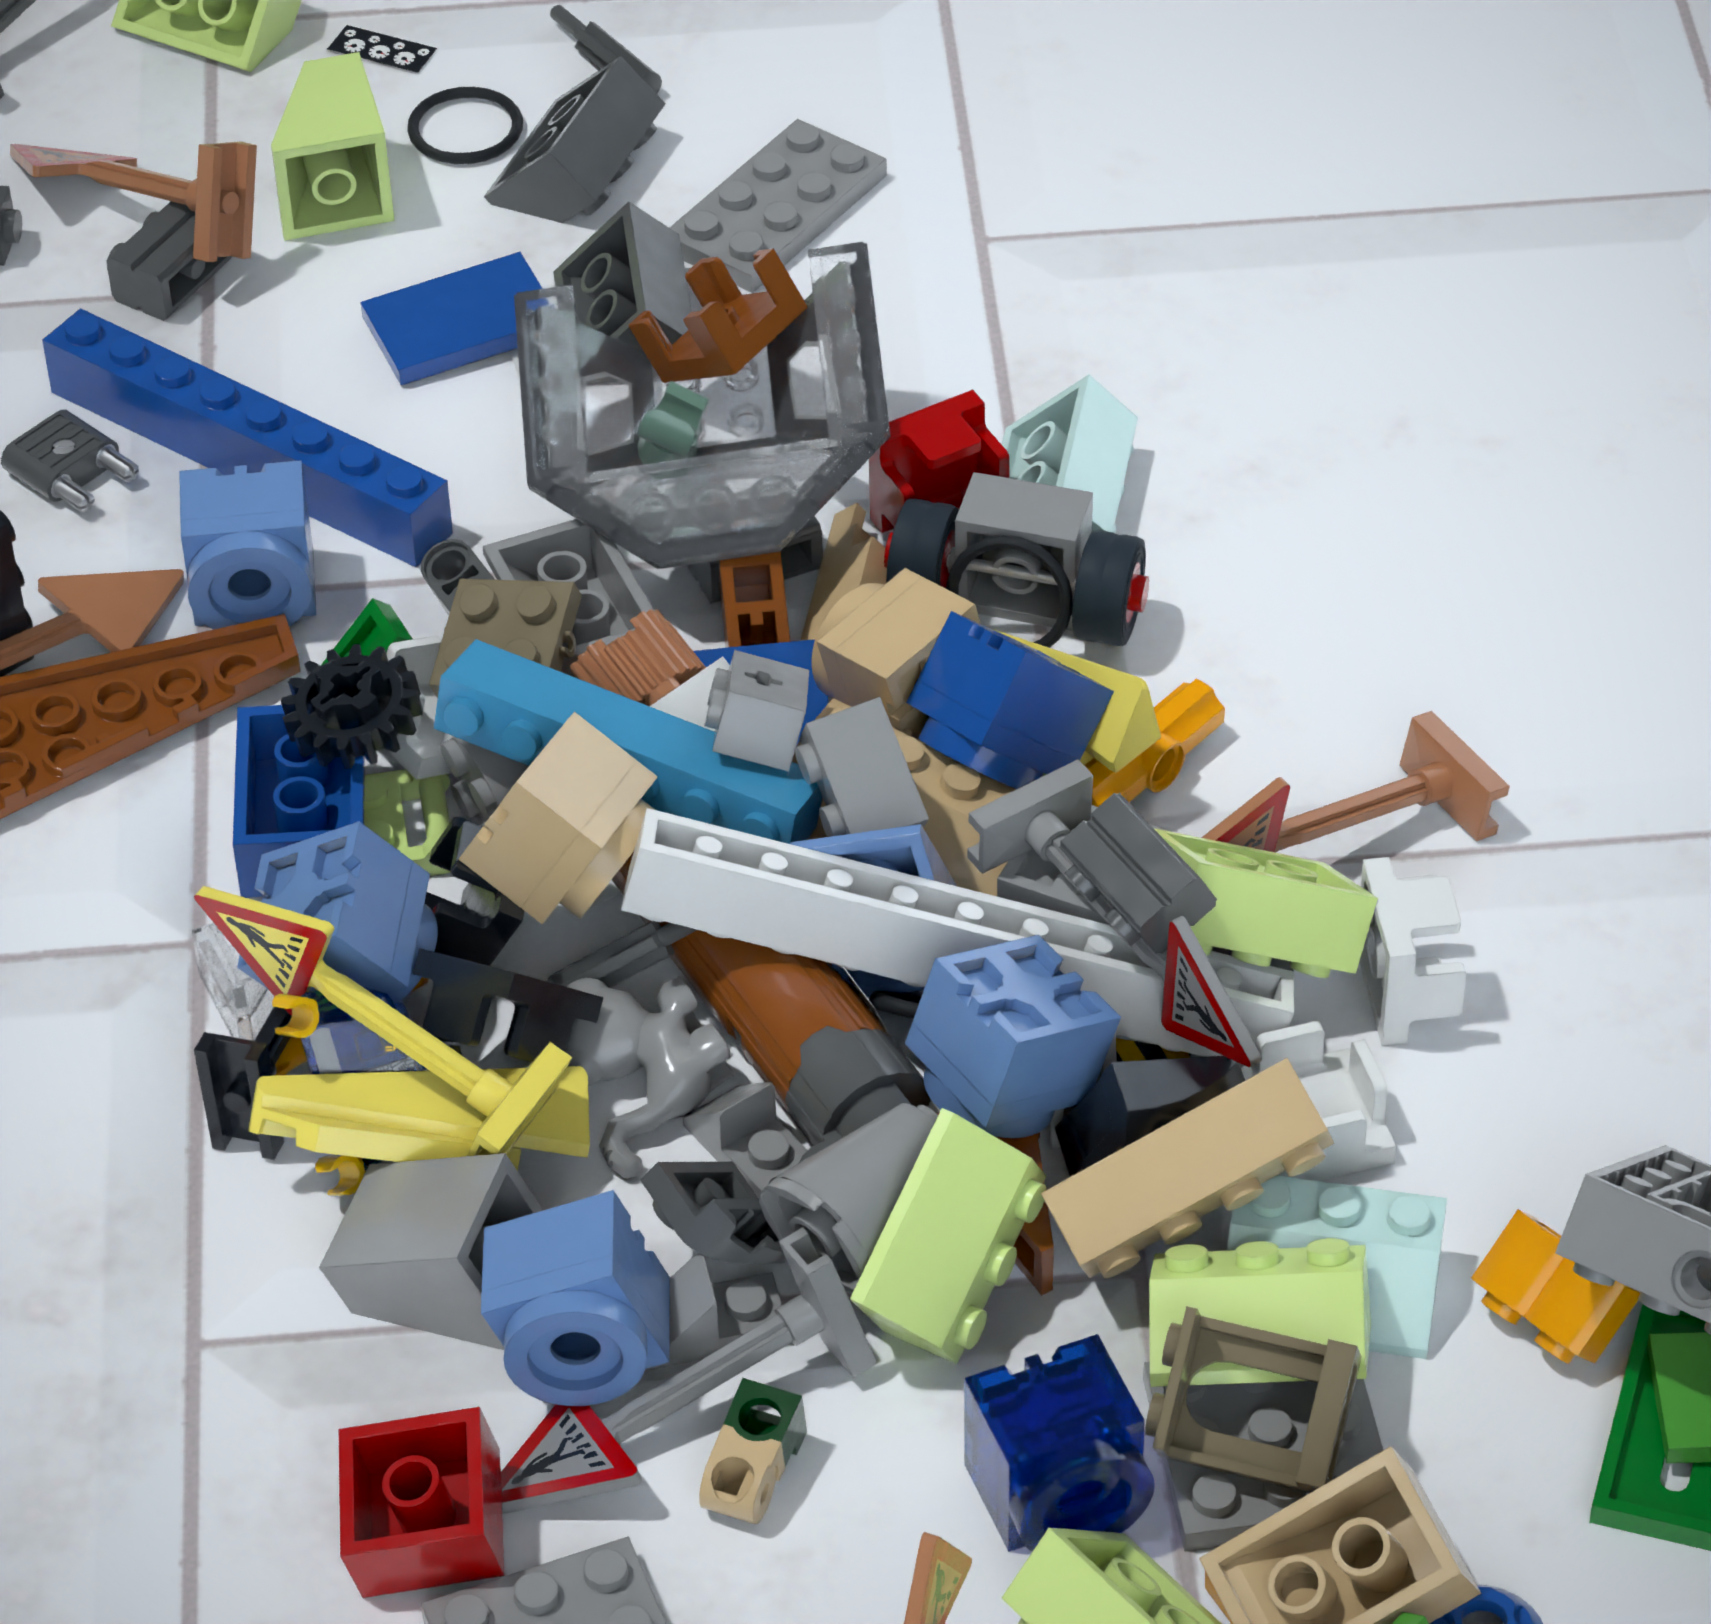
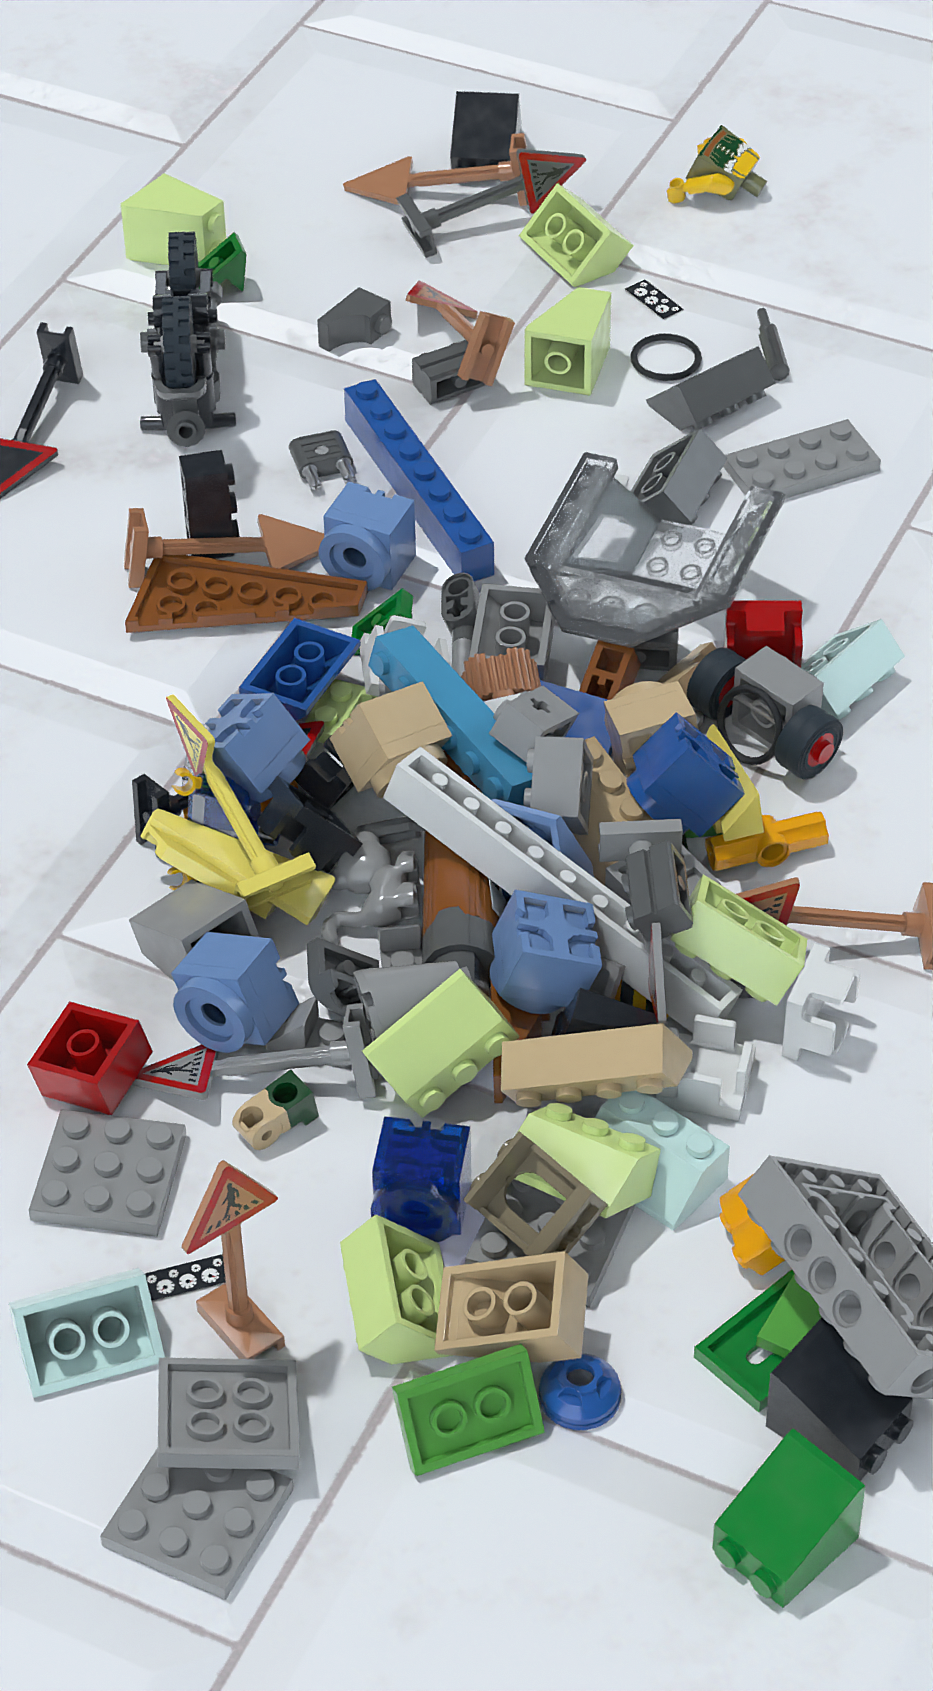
camera: 30 degrees right, 0 degrees up
(352, 706) = (341, 638): black gear -> none
(450, 318) = (557, 454): blue tile -> none
(511, 615) = (460, 630): dark tan plate -> none
(672, 427) = (625, 558): sand green piece -> none
(729, 325) = (680, 522): dark orange panel -> none

